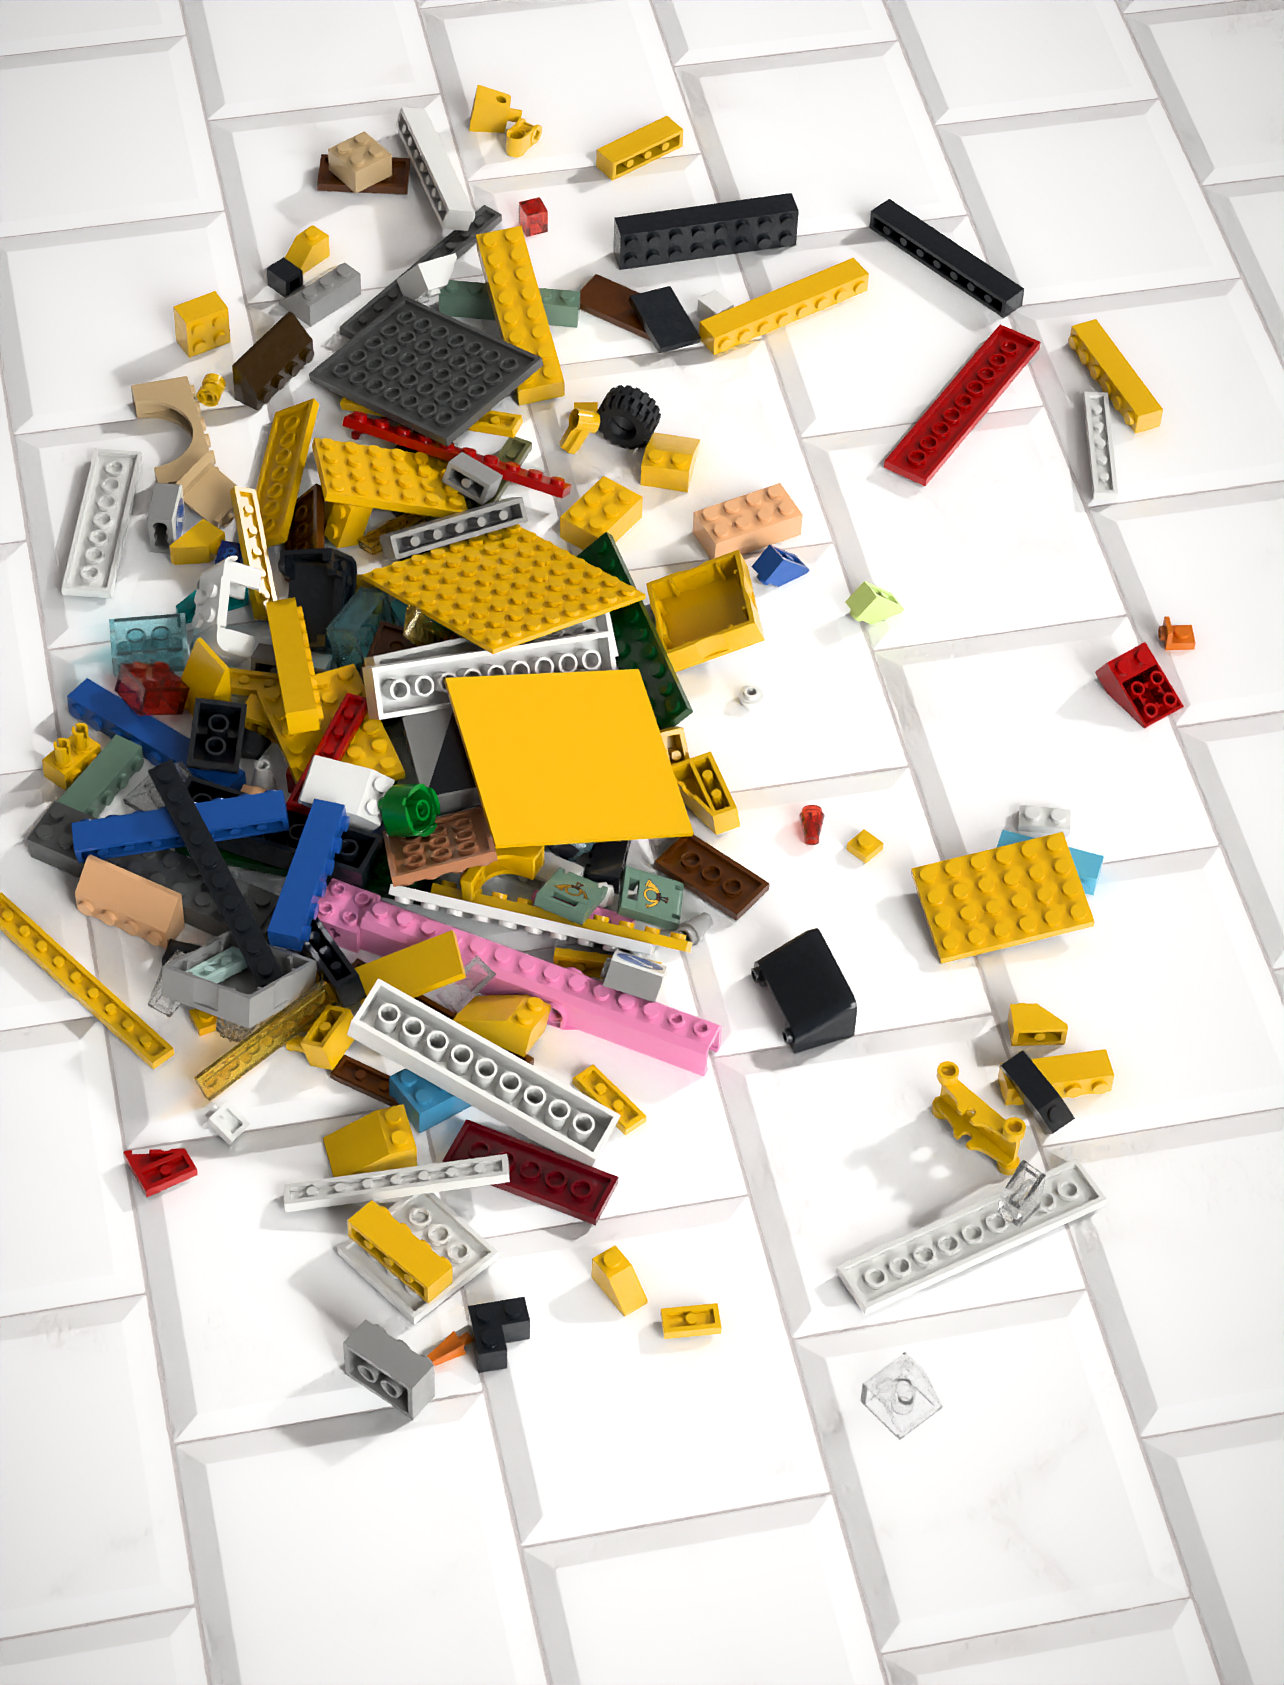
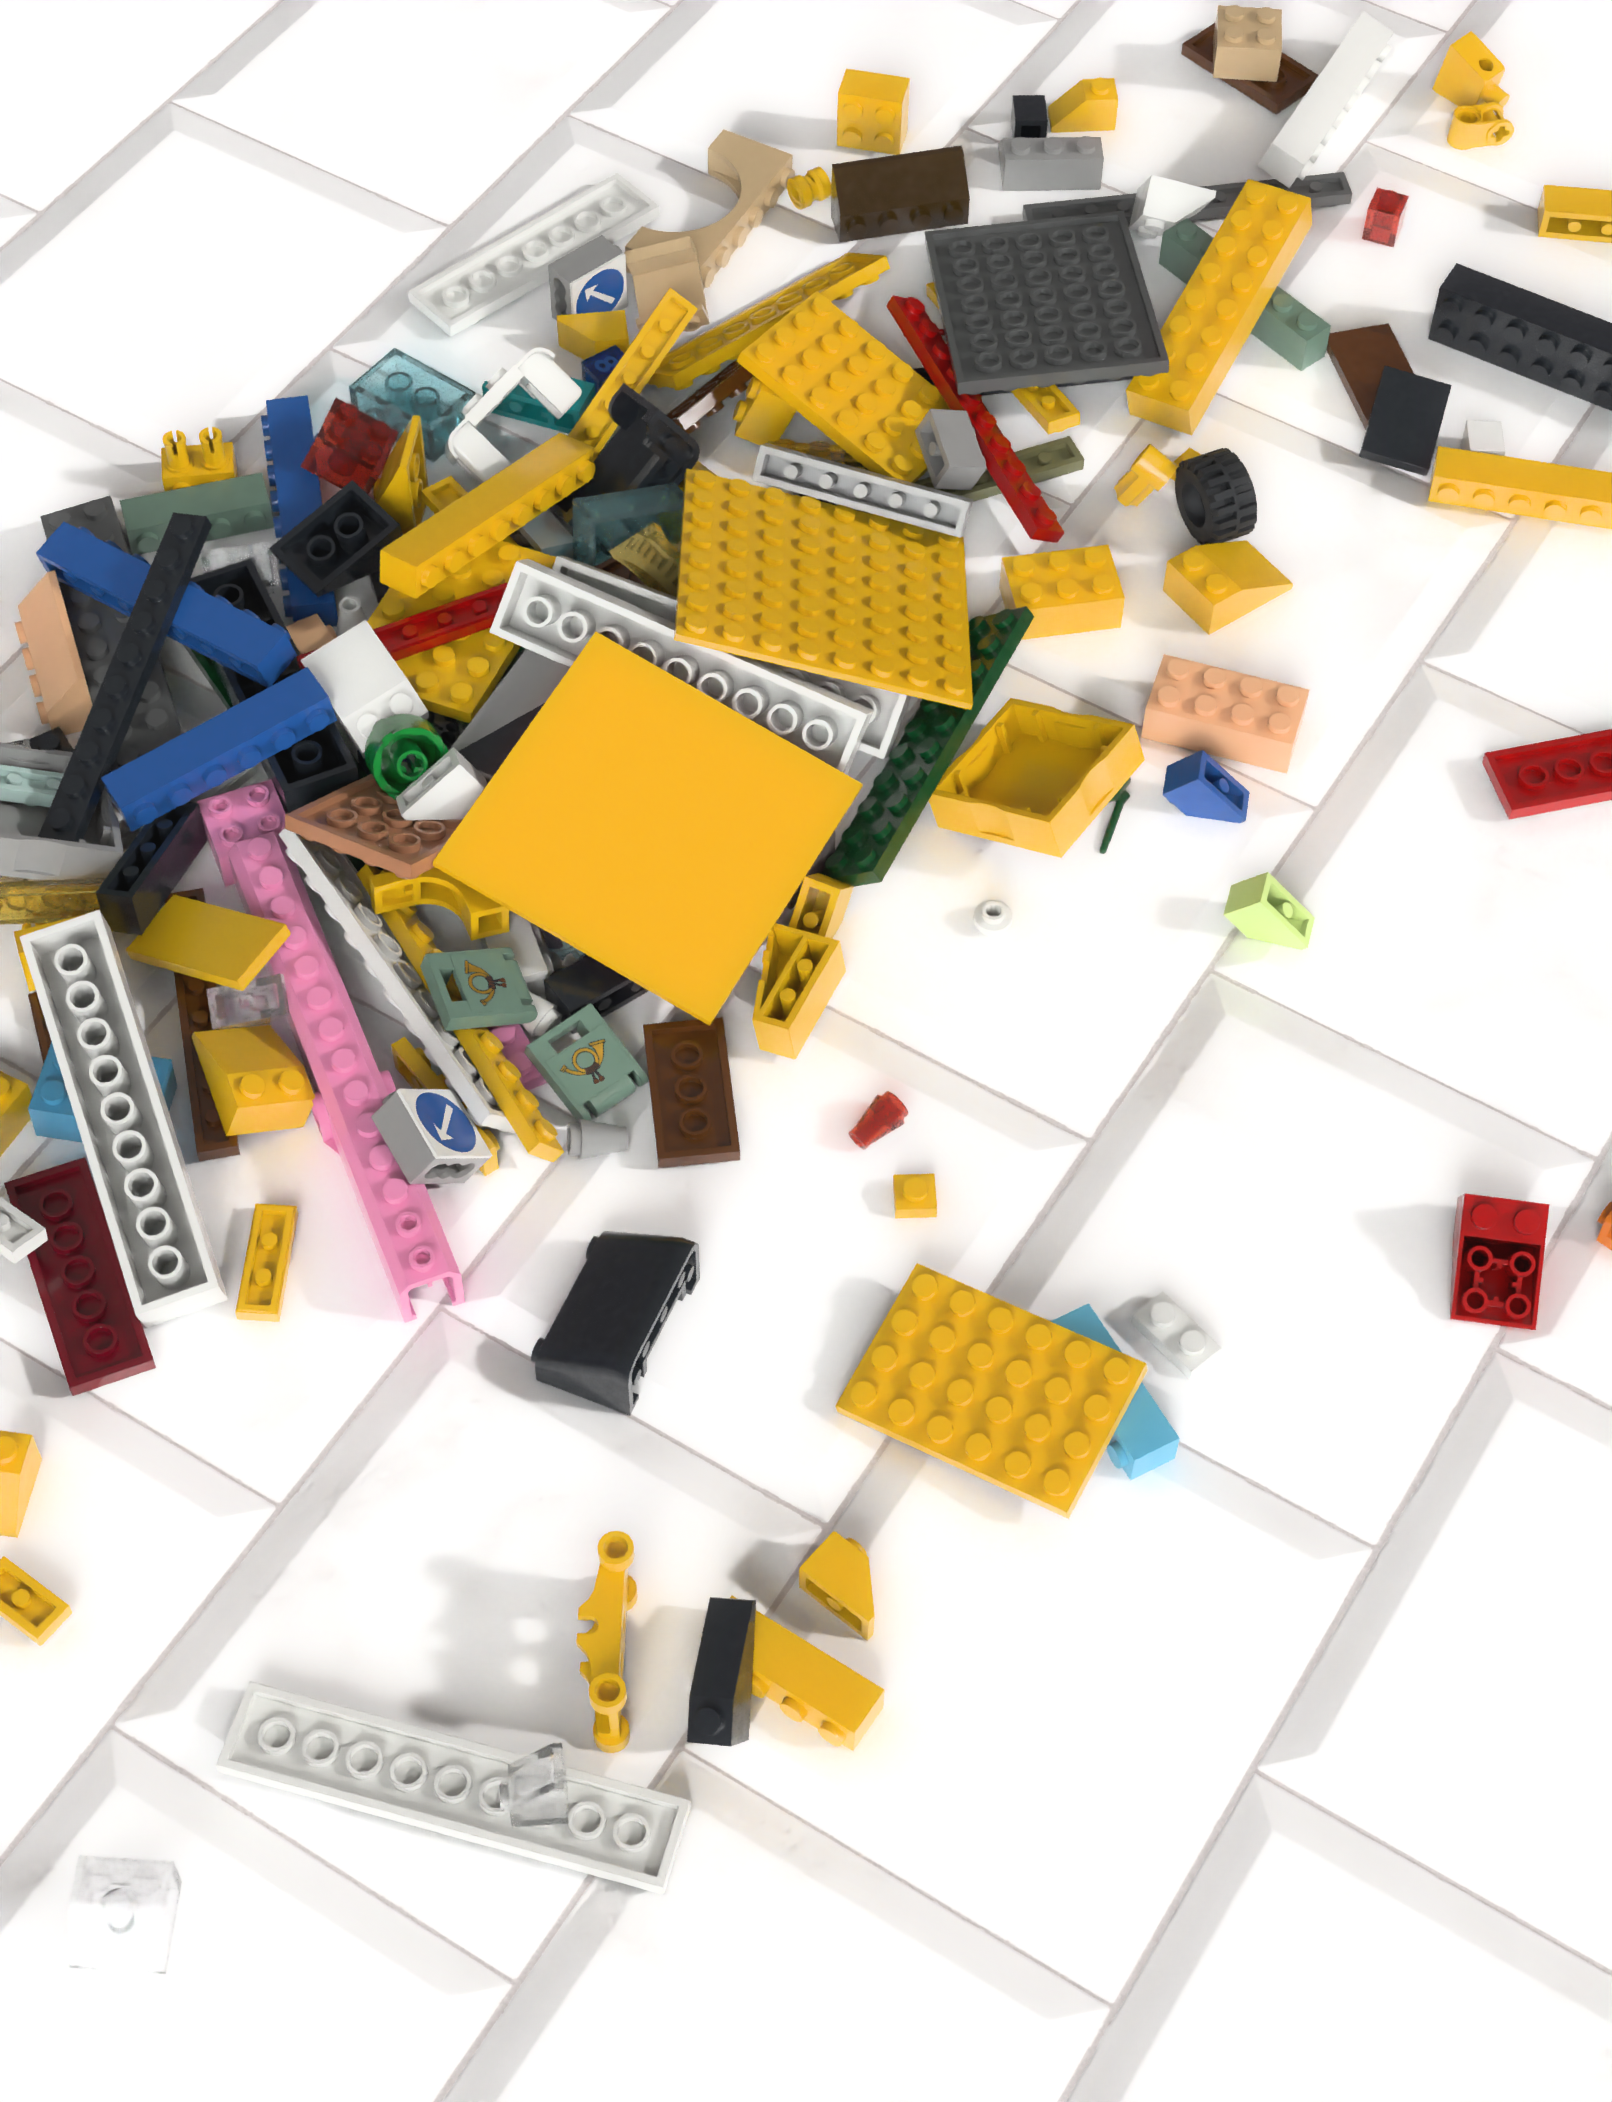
camera: 45 degrees right, 5 degrees up
(450, 812) = (443, 790): none -> white slope

